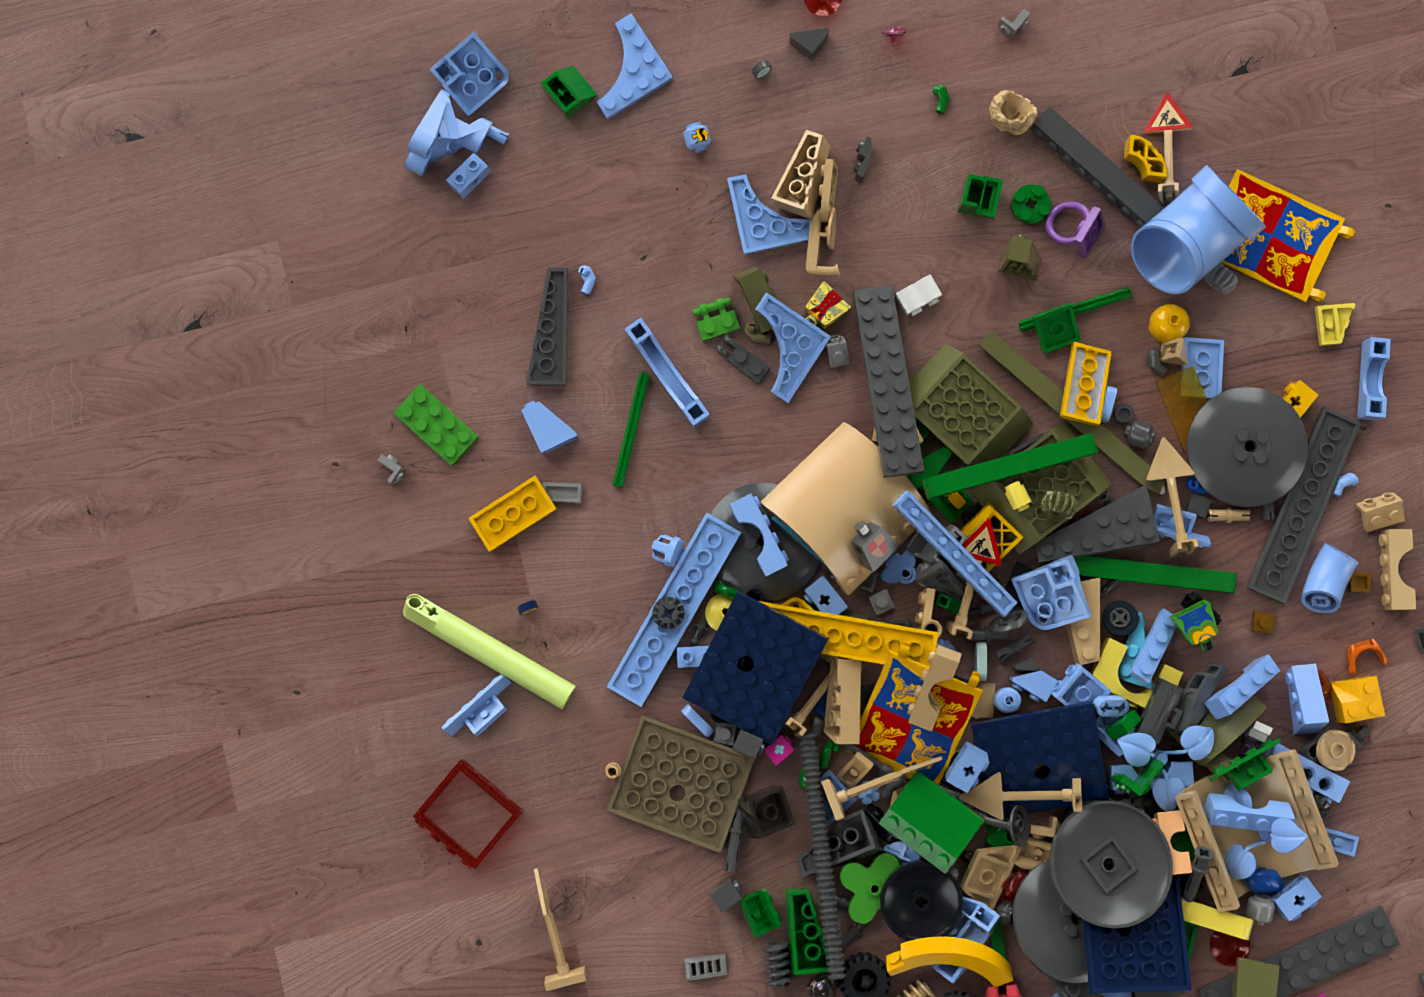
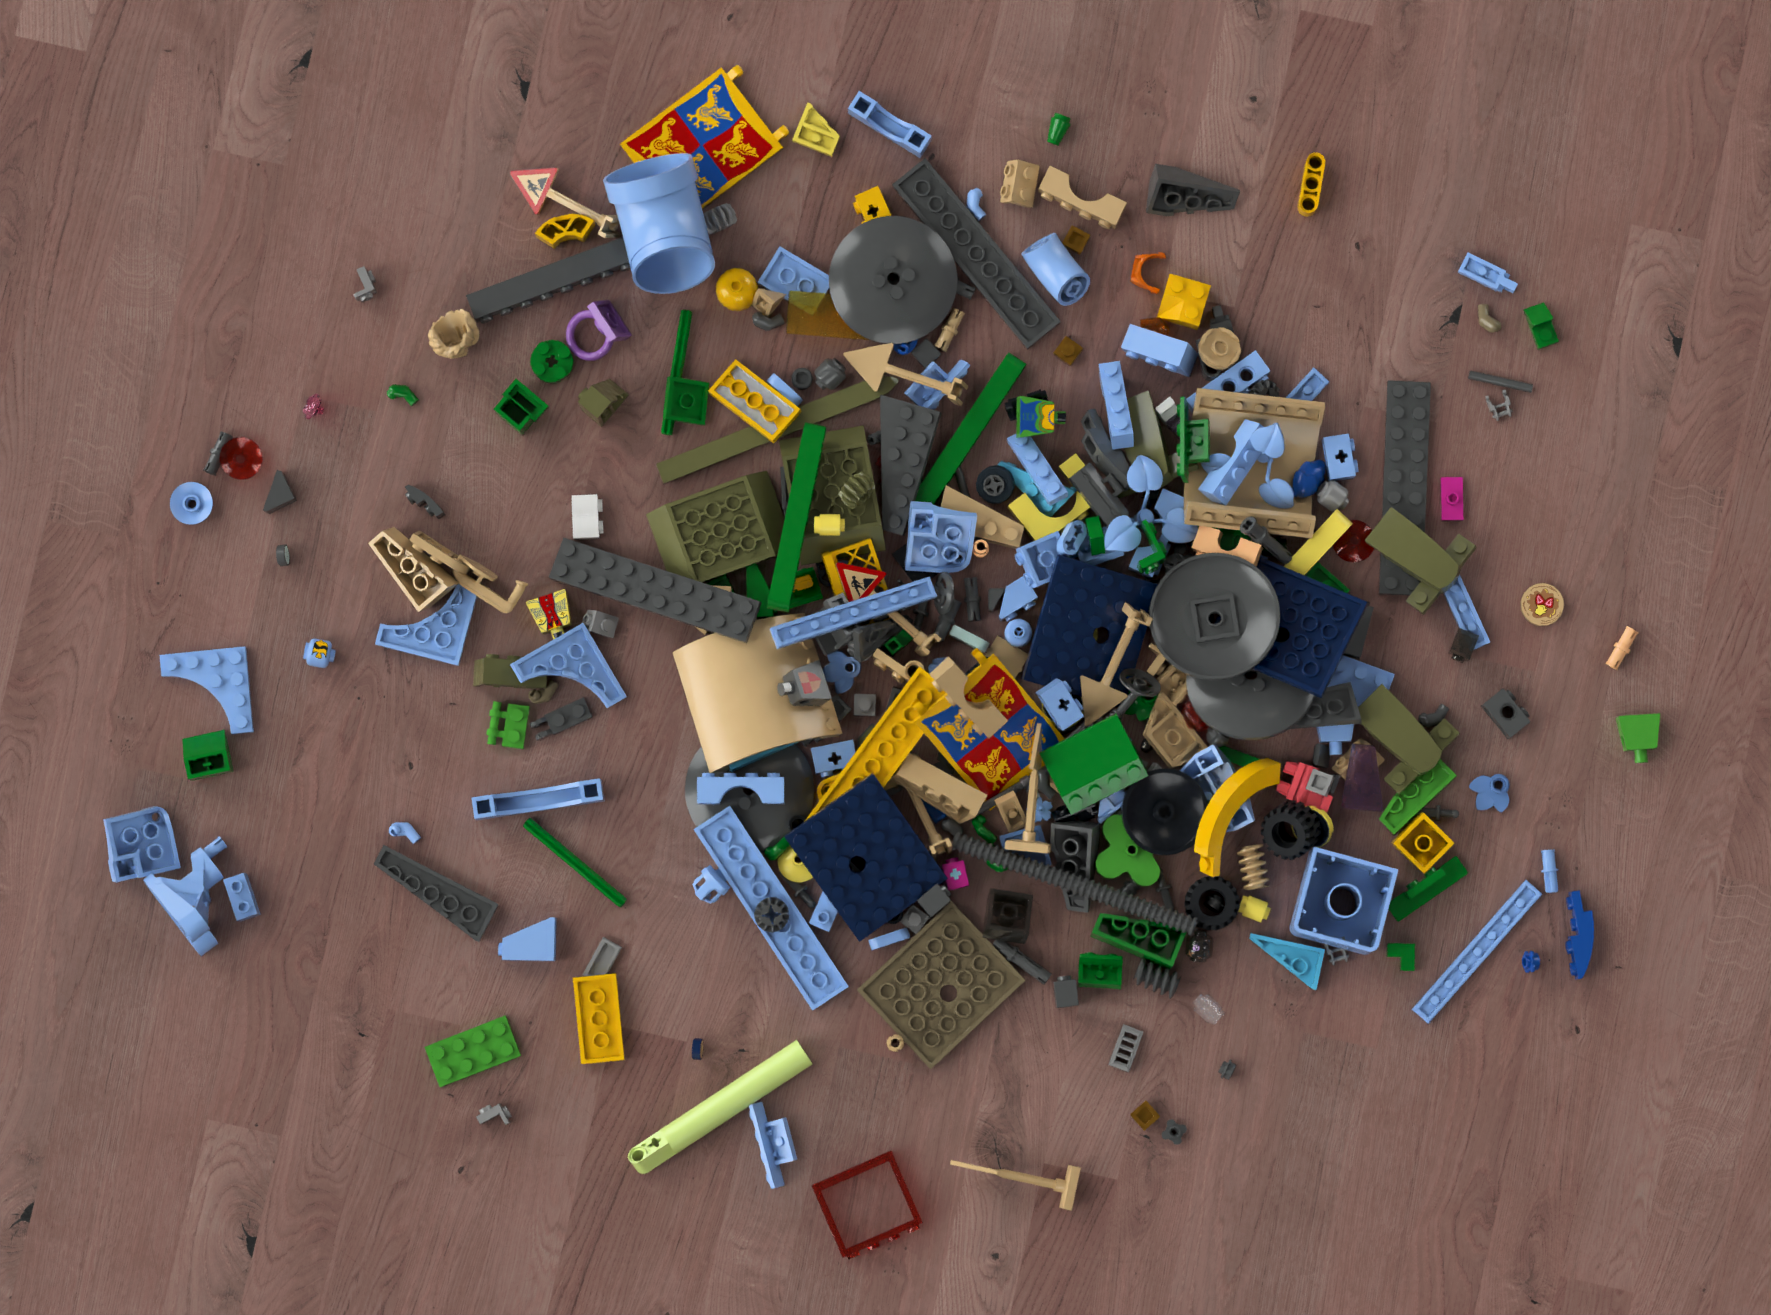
camera: 60 degrees left, 0 degrees up
(1061, 633) = (980, 543): none -> light nougat pin

